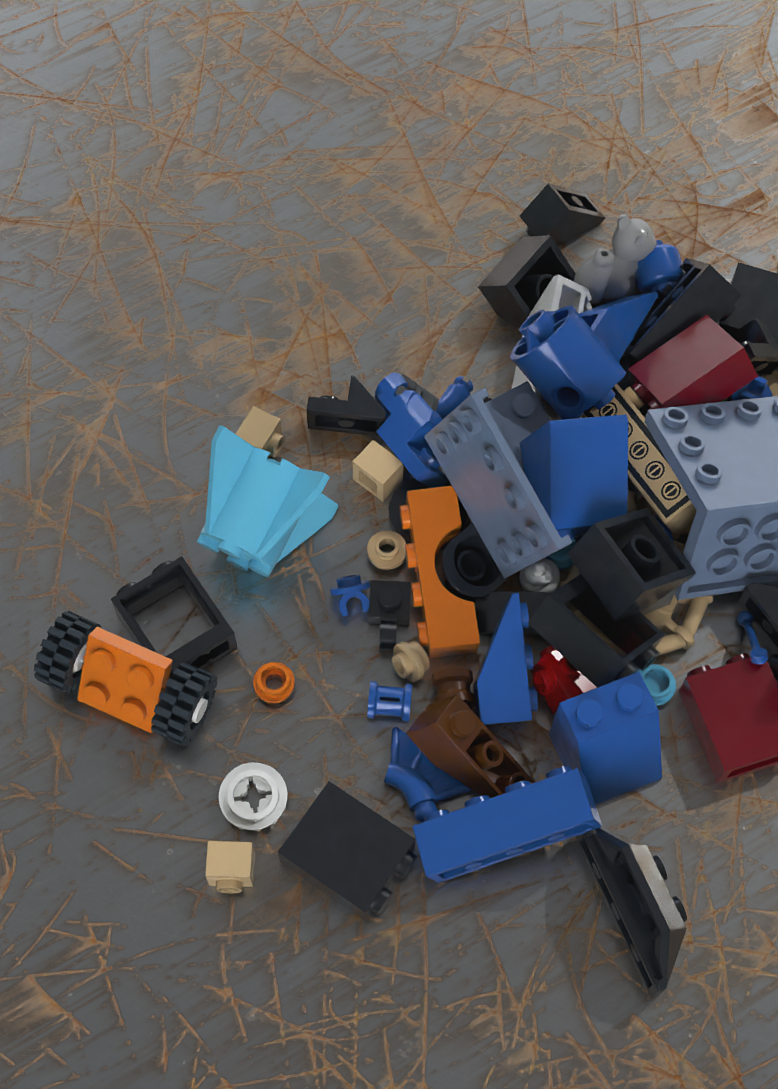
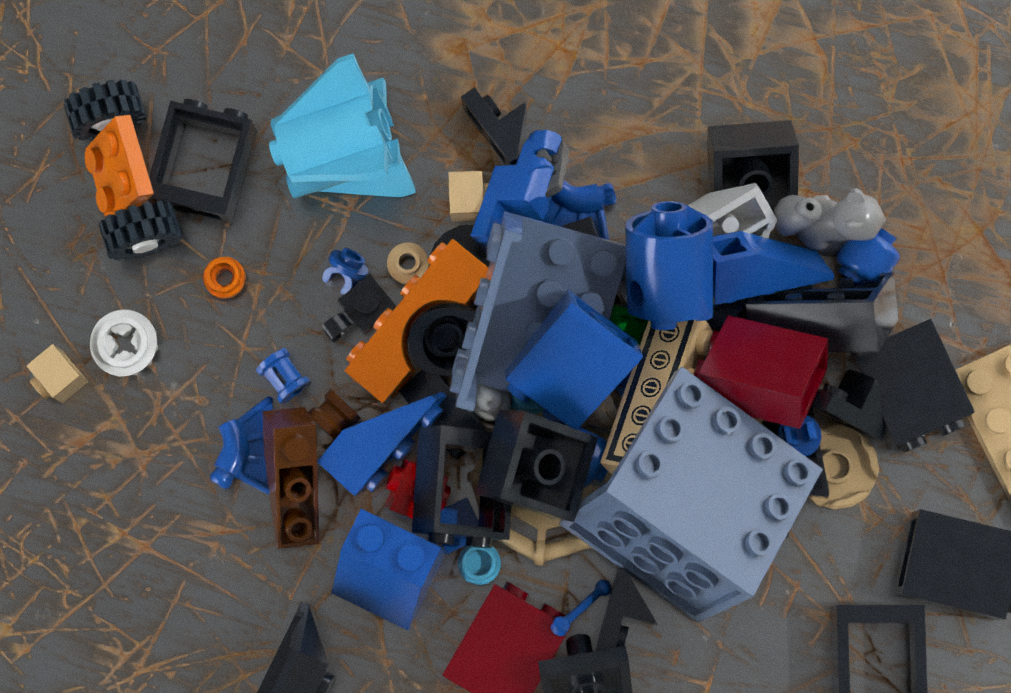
camera: 55 degrees right, 15 degrees up
(262, 431) = (412, 81): tan plate -> none
(348, 851) = (139, 449): black brick -> none
(410, 660) = (329, 362): tan plate -> none
(506, 824) = (252, 549): blue brick -> none
(561, 214) = (849, 132): black slope -> none

